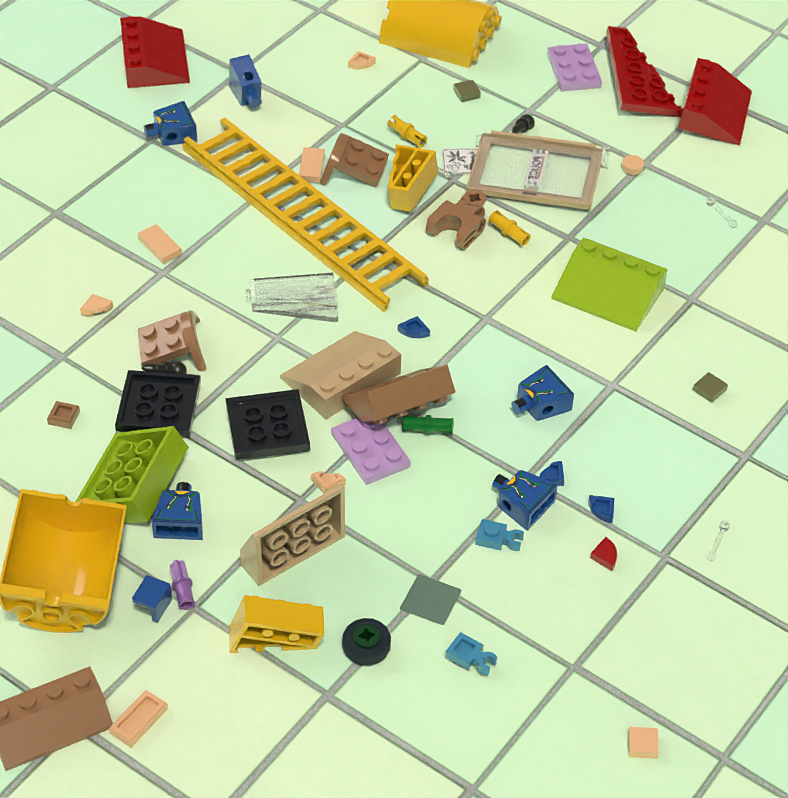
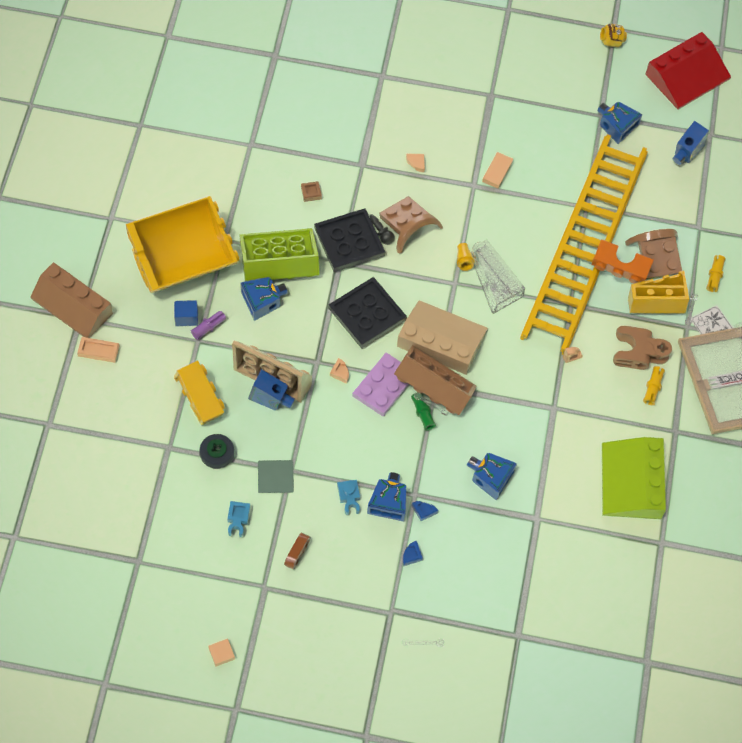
camera: 60 degrees right, 15 degrees up
(64, 86) = (613, 35): none -> yellow head
(253, 312) = (464, 257): none -> yellow cone
(312, 164) = (638, 225): light nougat tile -> none
(319, 553) = (270, 392): none -> blue torso
(369, 179) = (607, 260): none -> orange arch
(414, 328) = (513, 364): blue tile -> none
(433, 276) = (571, 354): none -> light nougat tile
(438, 408) = (418, 396): none -> clear hinge
(546, 610) = (297, 550): none -> dark orange beam
(605, 554) = (370, 571): red tile -> none
(710, 387) = (571, 587): olive tile -> none

